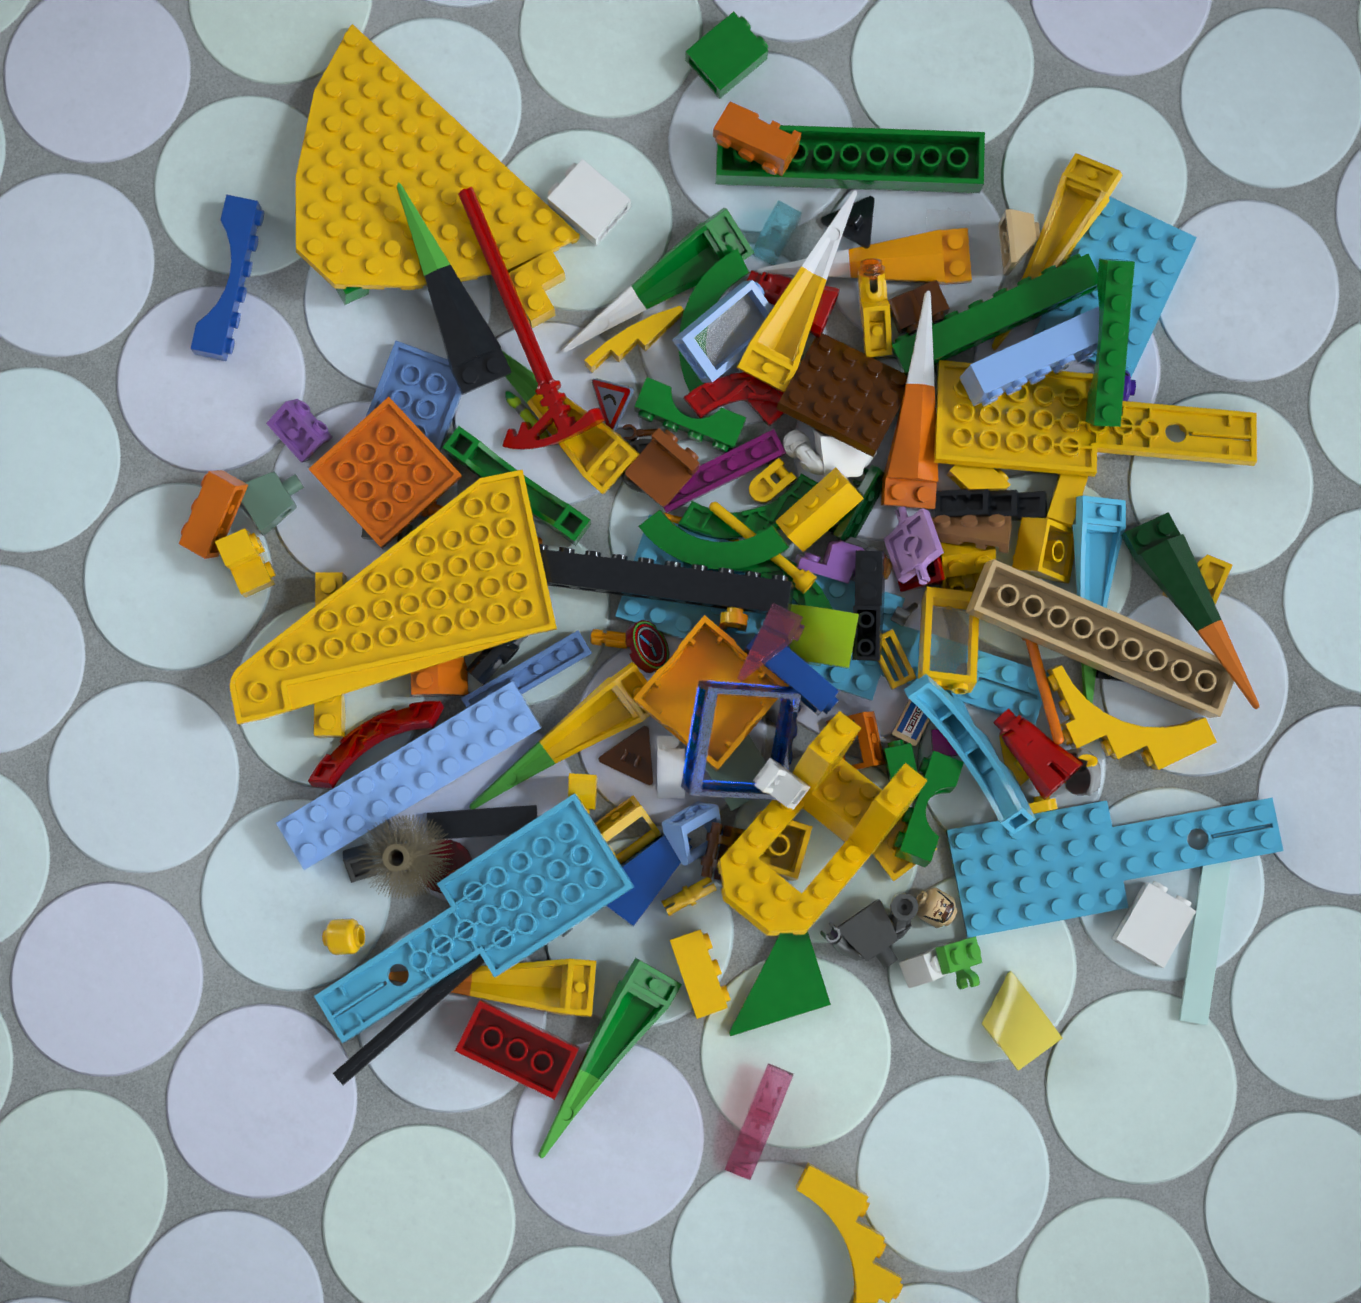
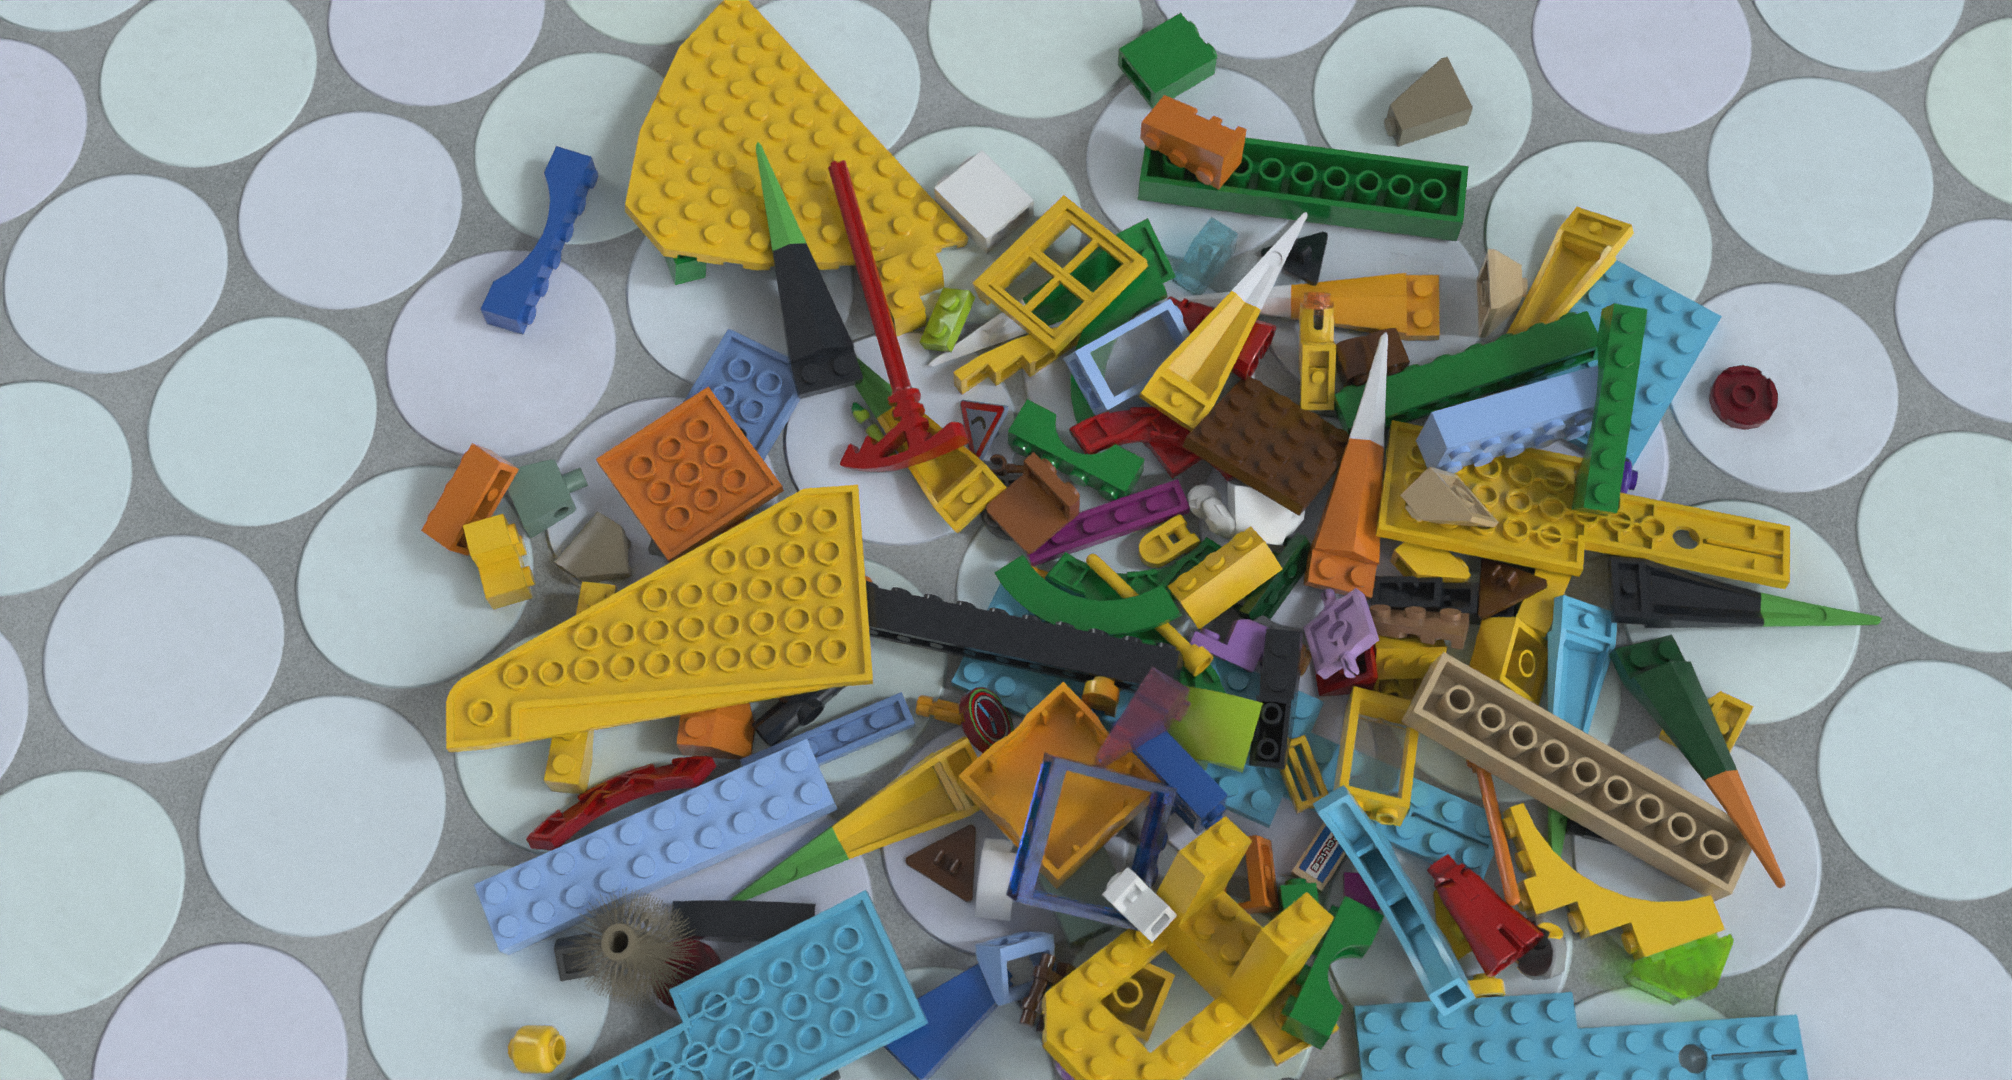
camera: 15 degrees right, 15 degrees down
(299, 429) = (594, 417): medium lavender bracket -> none
(321, 542) = (597, 552): none -> dark tan slope
(544, 505) = (881, 539): green arch -> none
(572, 311) = (947, 319): none -> lime plate
(585, 787) = (884, 888): yellow slope -> none
(621, 818) = (926, 936): yellow tile -> none
(631, 245) = (1030, 247): none -> yellow window
(688, 895) = (1000, 1051): yellow pin -> none
(901, 615) = (1317, 719): dark grey hand -> none
(948, 73) = (1429, 106): none -> dark tan slope
(988, 431) = (1445, 499): none -> tan slope
(1036, 491) = (1504, 586): none -> reddish brown piece
(1167, 483) = (1672, 598): none -> black plate
(1188, 775) = (1682, 972): none -> clear neon green slope
(1216, 305) = (1743, 397): none -> dark red tile

